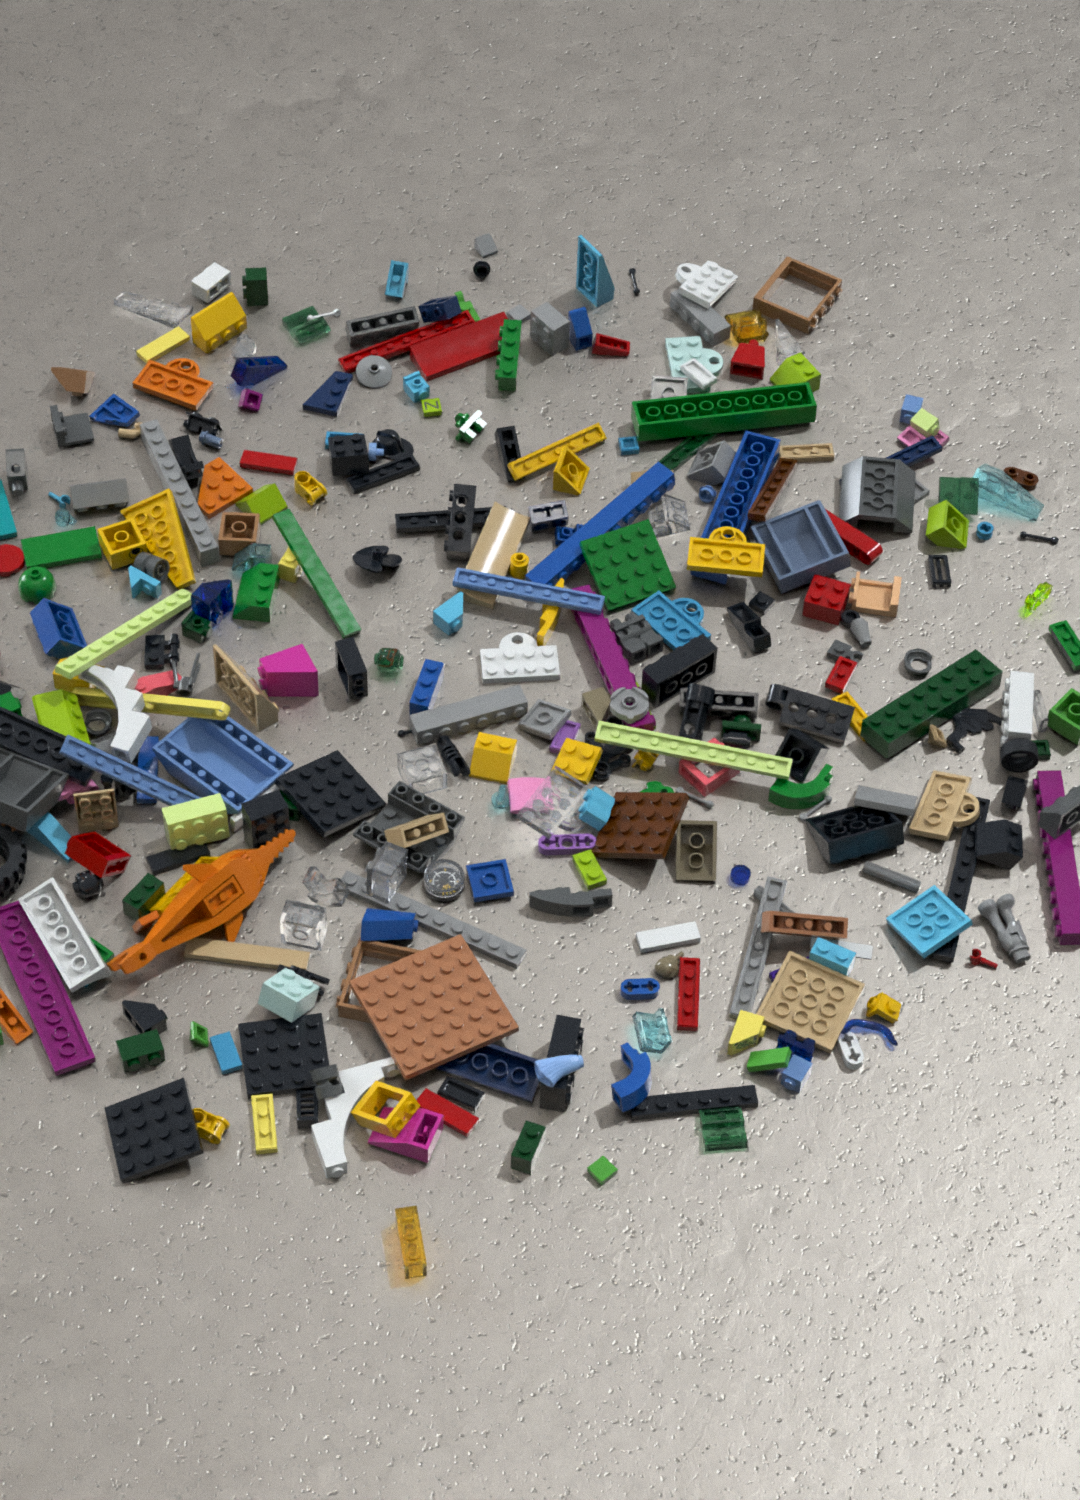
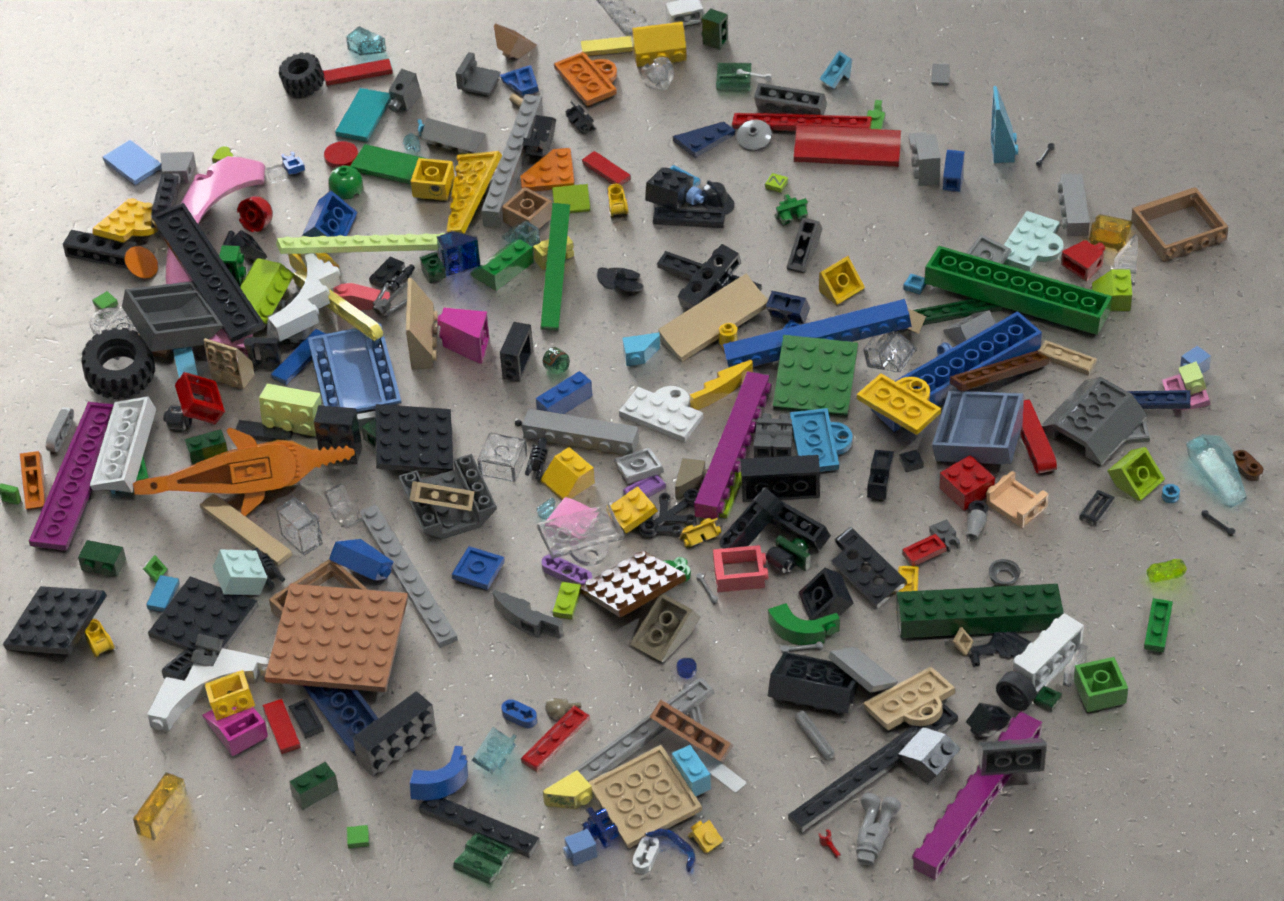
camera: 40 degrees right, 5 degrees down
(124, 772) = (263, 342): medium blue tile -> none
(142, 582) = (420, 215): medium azure slope -> none
(144, 1016) = (127, 536): black slope -> none
(145, 921) = (185, 461): orange tile -> none
(152, 565) = (438, 206): dark grey wheel -> none
(211, 440) = (573, 129): sand blue pin -> none
(250, 400) = (635, 115): magenta slope -> none
(256, 369) = (658, 93): clear blue slope -> none
(264, 1124) = (142, 661): light yellow tile -> none
(386, 871) = (393, 516): clear brick -> none
(416, 387) = (776, 160): medium azure brick -> none
(439, 309) = (847, 106): dark blue brick -> none
(444, 880) = (441, 548): clear piece -> none
(481, 269) = (918, 91): black plate -> none
(509, 358) = (874, 166): green brick -> none
(528, 591) = (712, 357): medium blue tile -> none
(550, 454) = (861, 260): yellow tile -> none
(554, 1068) = (370, 728): light blue piece -> none
(596, 807) = (610, 553): medium azure brick -> none
(604, 346) = (964, 195): red slope -> none
(629, 713) = (703, 490): light grey plate -> none
(668, 937) = (580, 685): white tile -> none
(693, 750) = (728, 545): yellowish green plate -> none
(698, 374) = (1025, 250): white tile -> none
(704, 283) = (1100, 178): white plate -> none
(769, 1059) = (566, 822): bright green tile -> none
(929, 921) = (805, 785): medium azure plate -> none
(961, 493) = (1169, 450): clear green slope -> none

